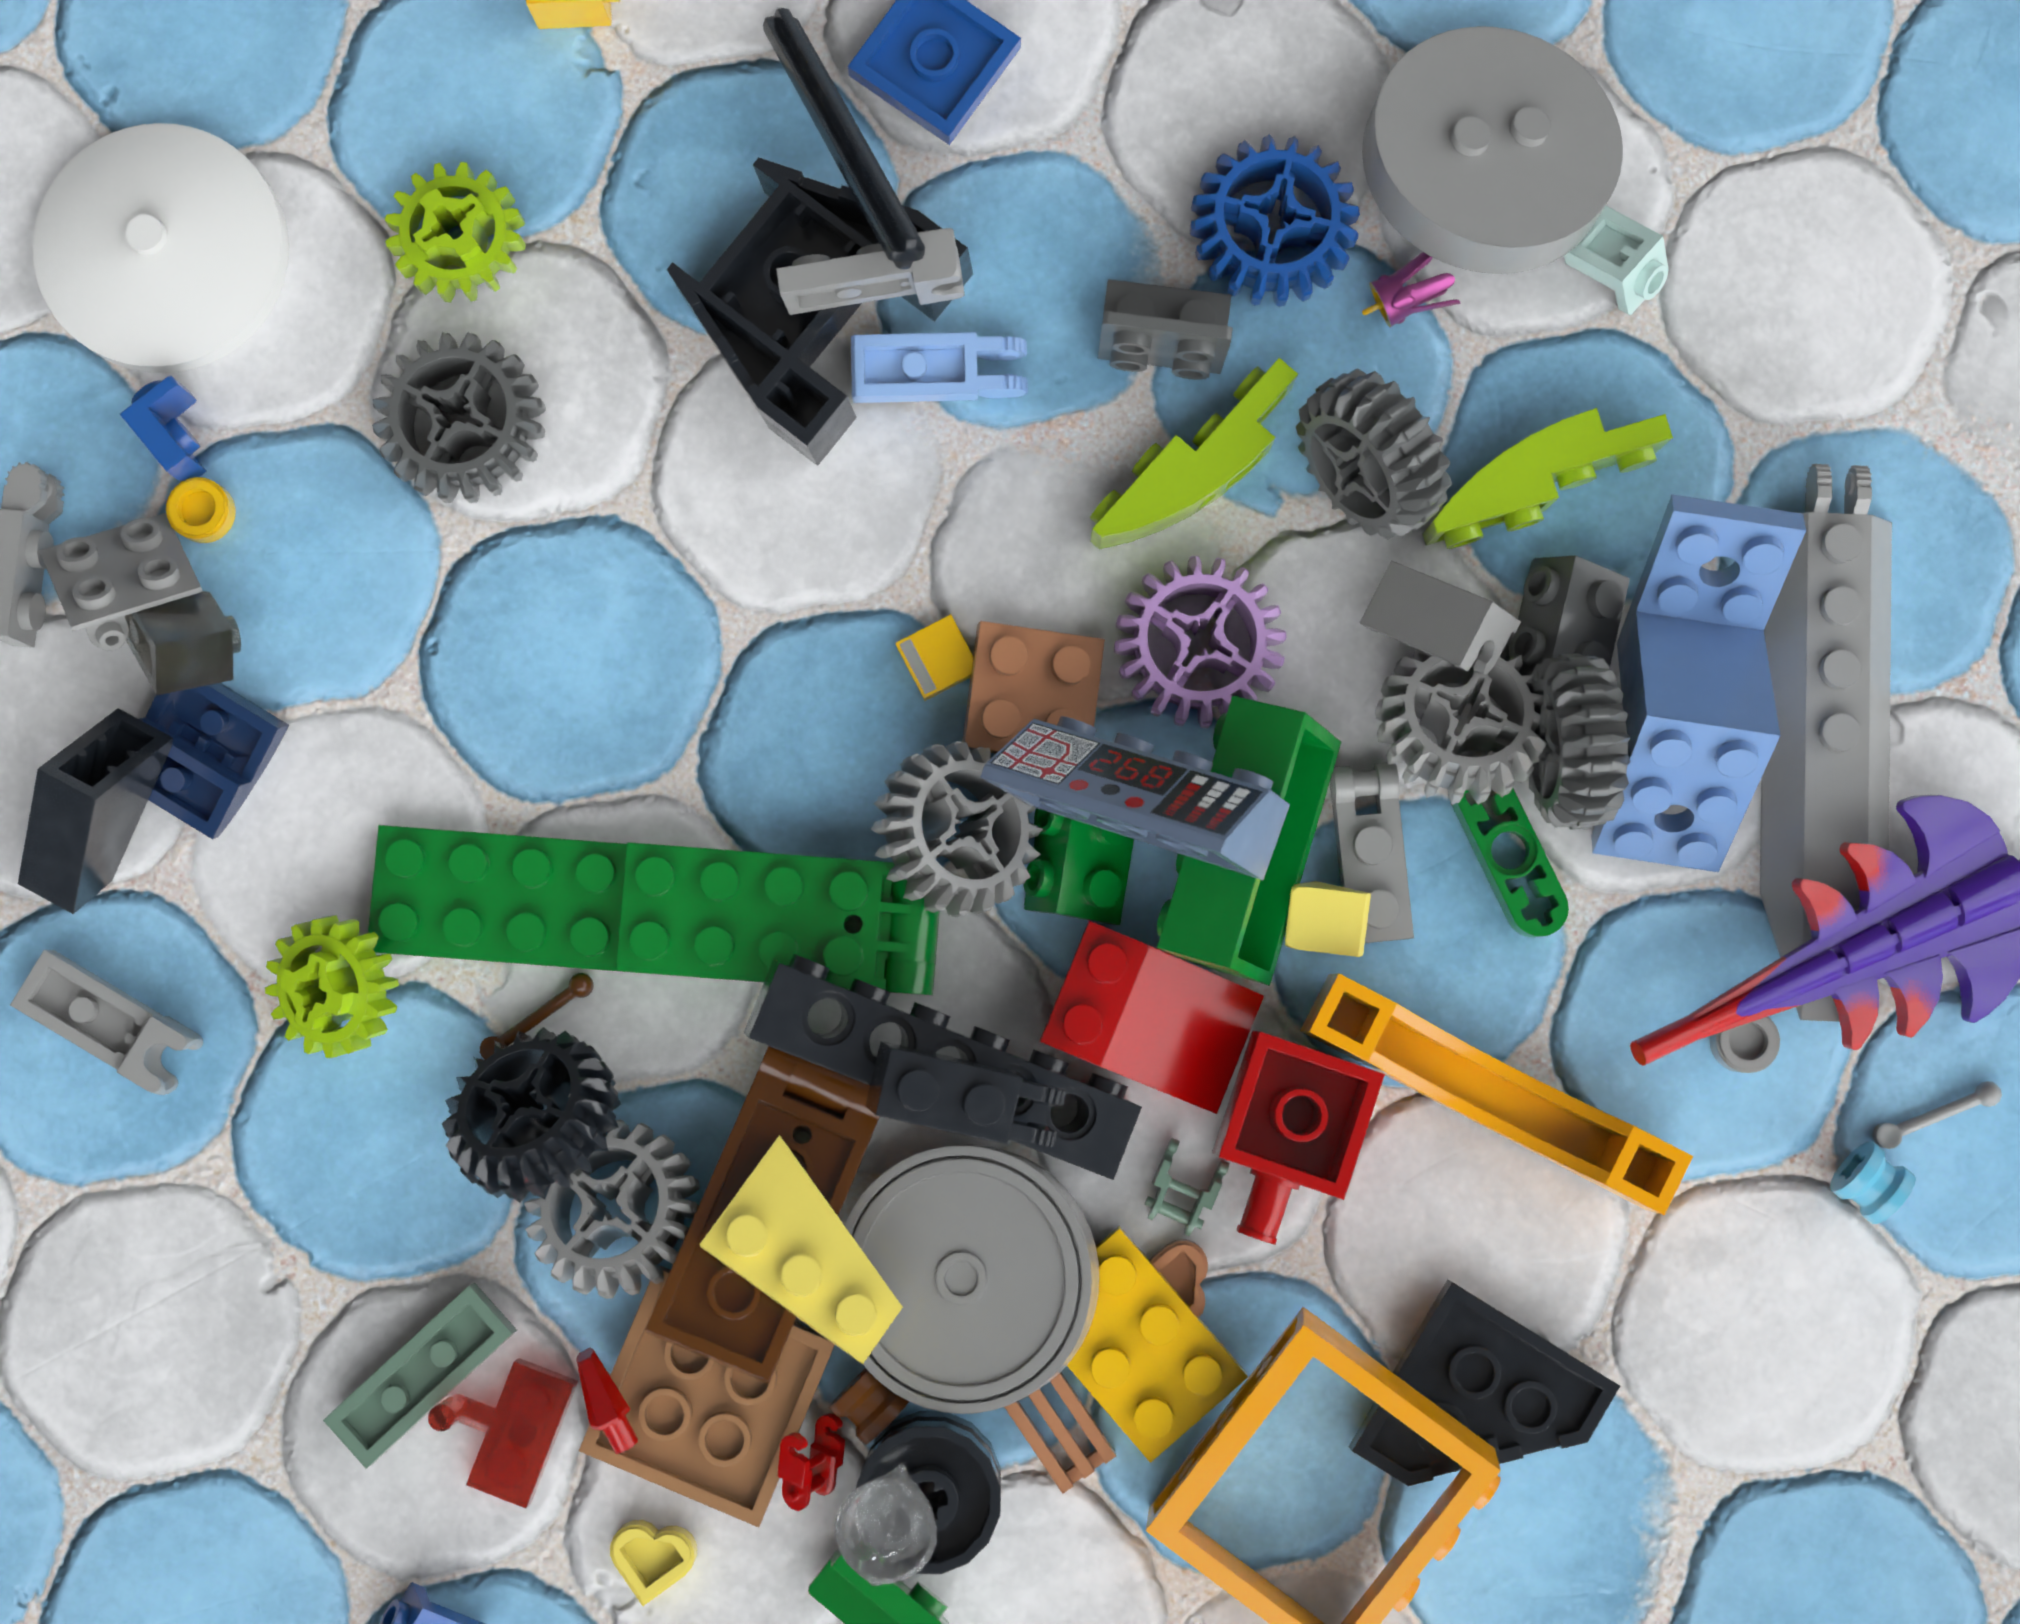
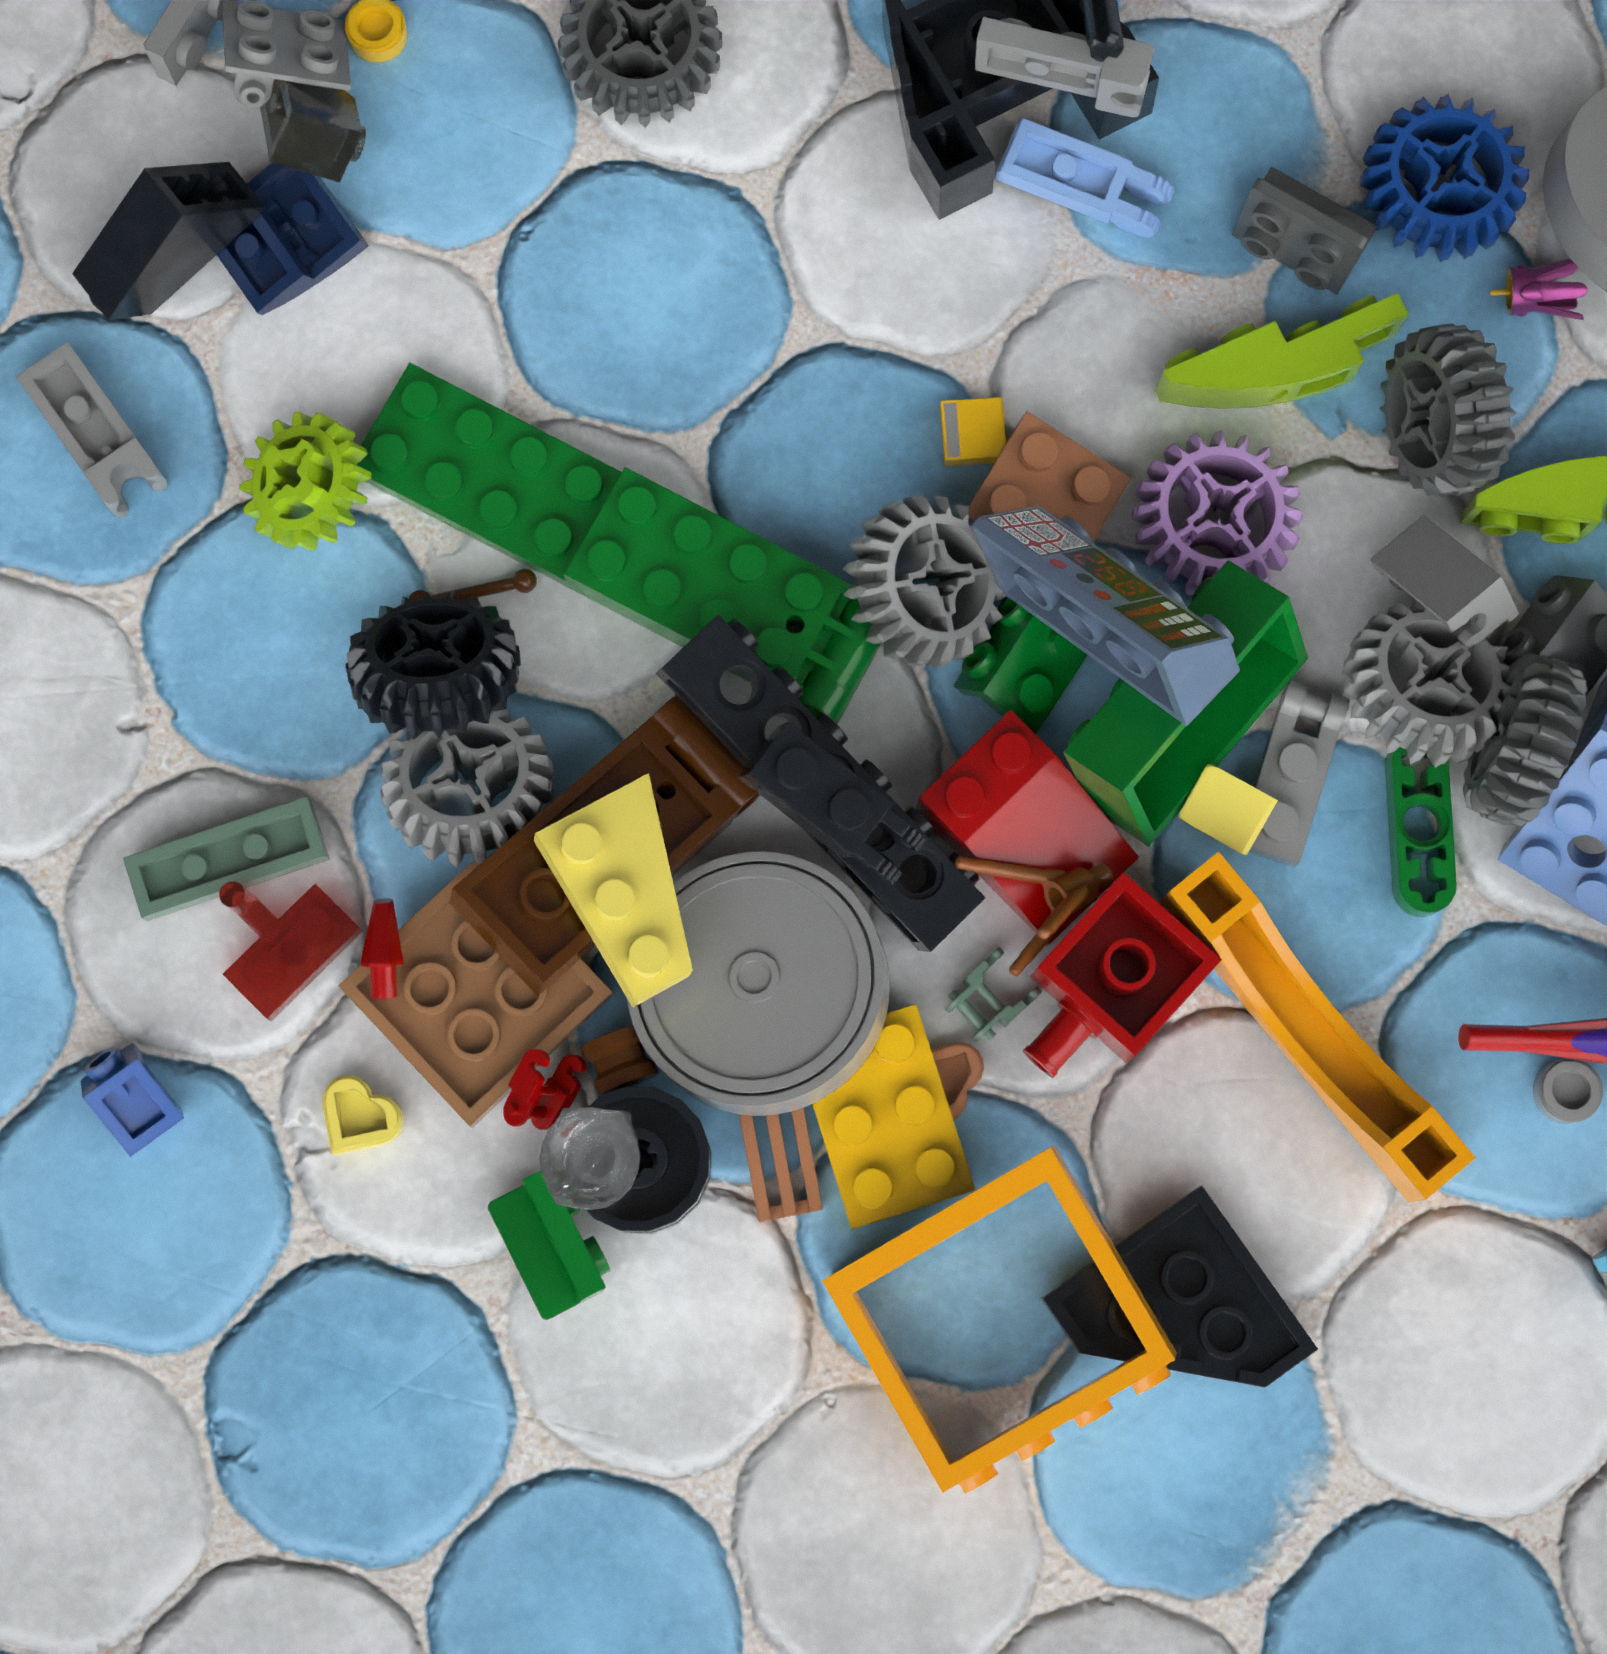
camera: 20 degrees right, 5 degrees down
(1211, 1067) = (1062, 891): none -> dark orange plant

